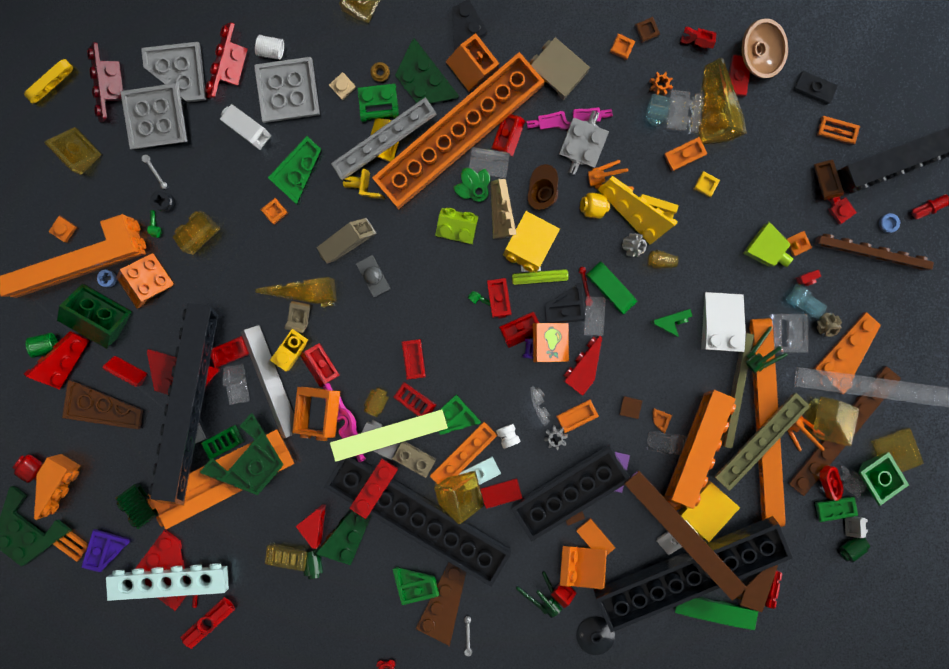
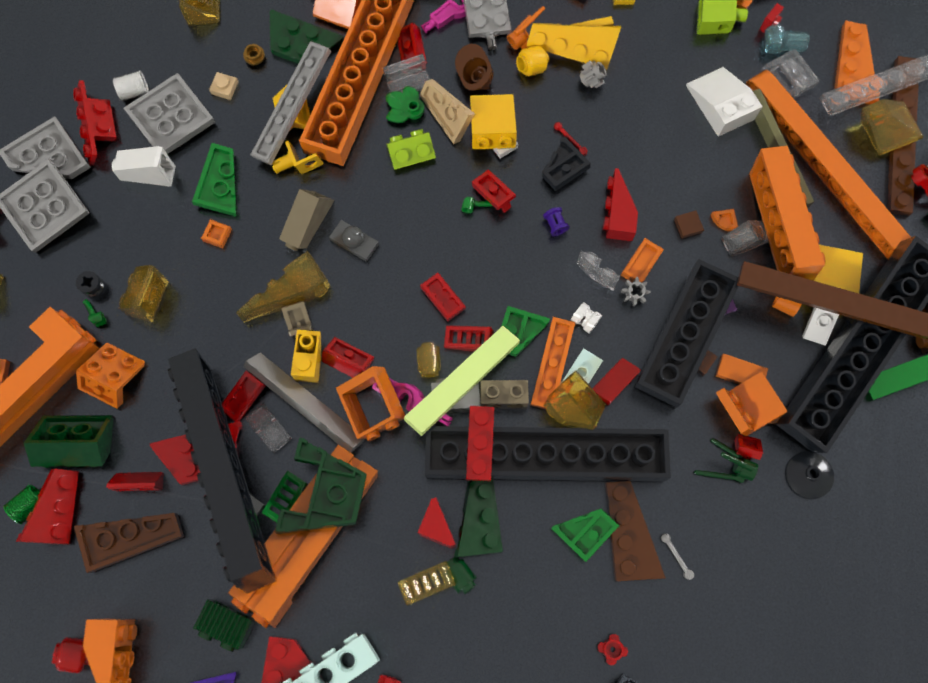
camera: 30 degrees left, 15 degrees down
(110, 283) = (61, 393): medium blue bush -> none
(145, 158) = (53, 254): light grey hinge -> none
(378, 96) = (263, 78): green plate -> none
(519, 329) = (531, 213): red slope -> none
(540, 277) = (521, 152): lime axle -> none
(550, 342) = (571, 203): tile -> none
(594, 316) = (595, 153): clear plate -> none
(611, 288) = (597, 124): green beam -> none
(661, 259) = (627, 74): clear yellow cone -> none
(668, 322) = (673, 125): green slope -> none
(758, 362) = (781, 108): dark green plant -> none
(762, 441) = (838, 178): olive plate -> none
(798, 425) = (854, 150): orange plant -> none
(829, 324) = (821, 47): dark tan gear -> none

